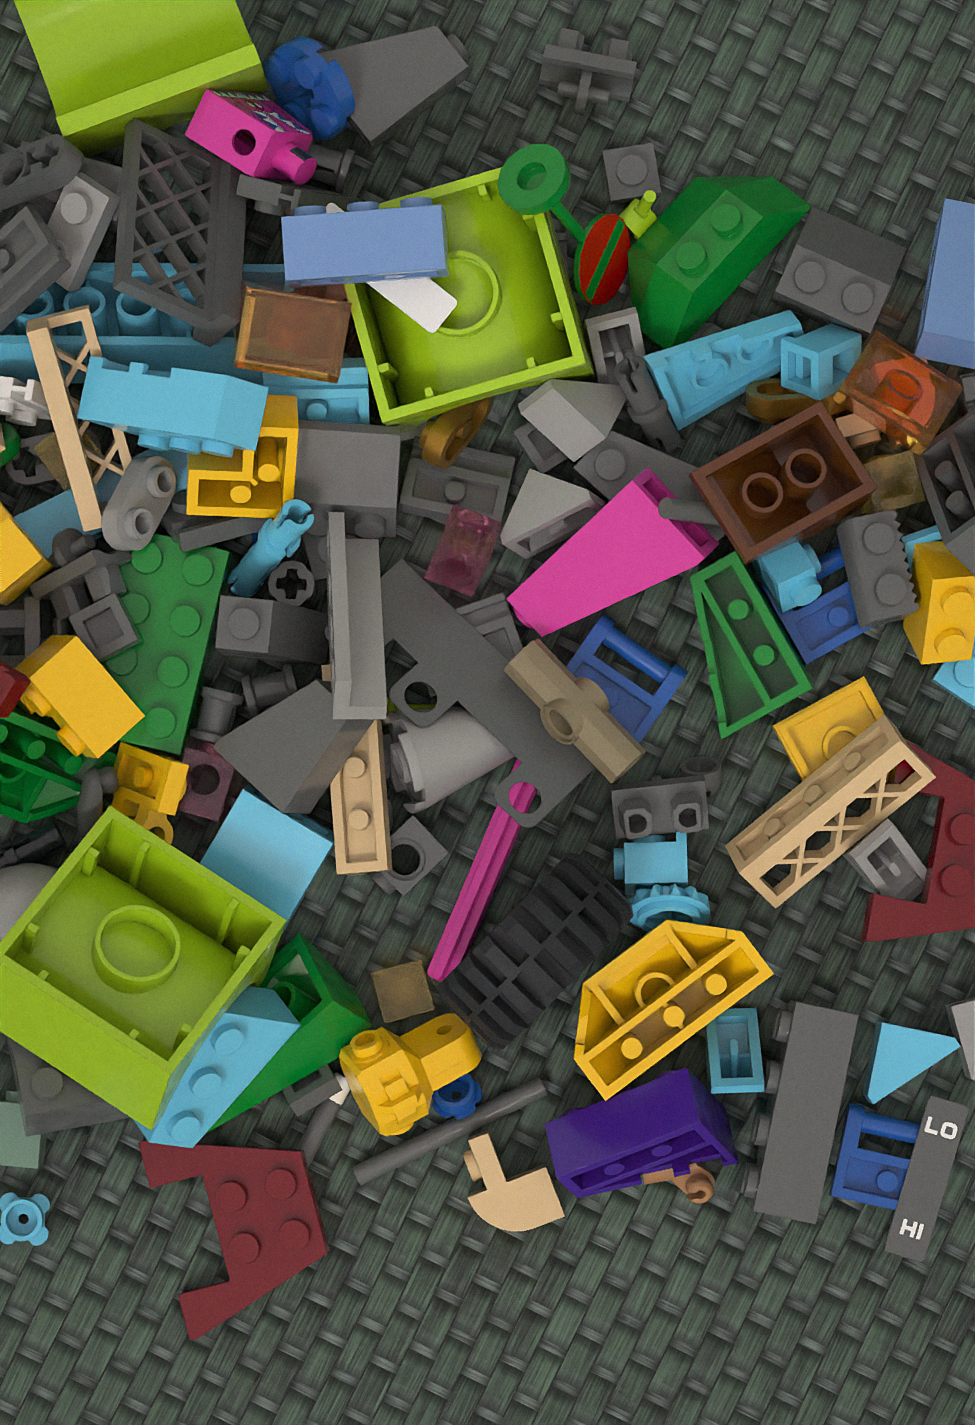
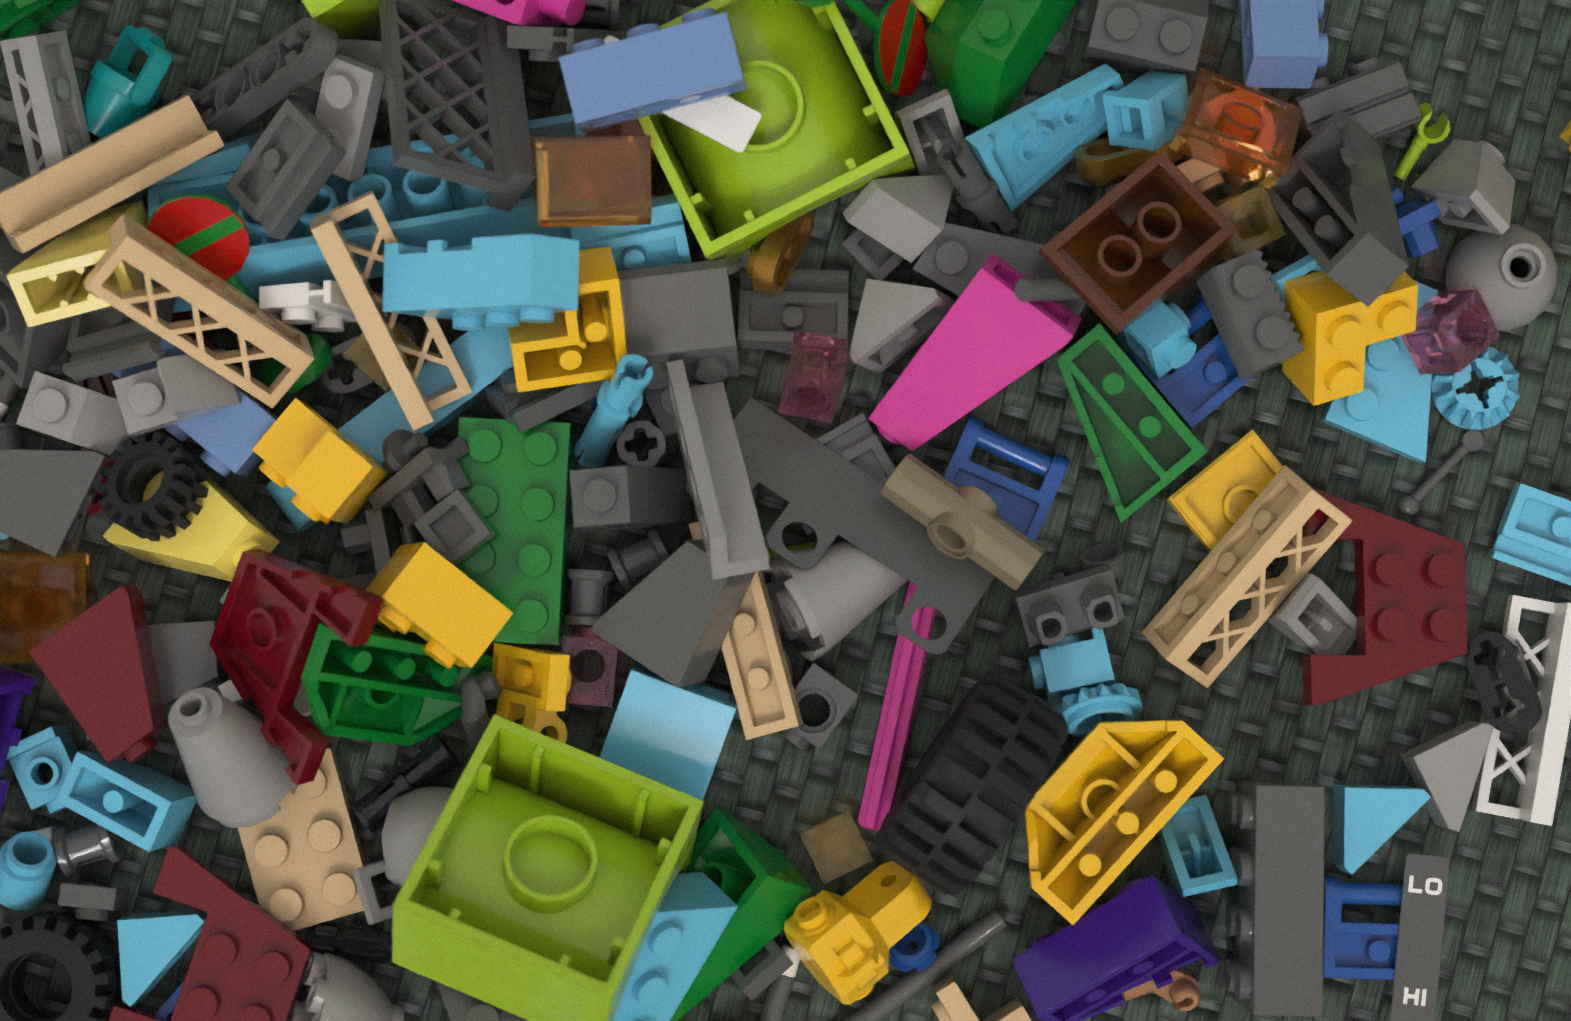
camera: 10 degrees left, 0 degrees up
(138, 503) = (468, 384): light grey plate -> none

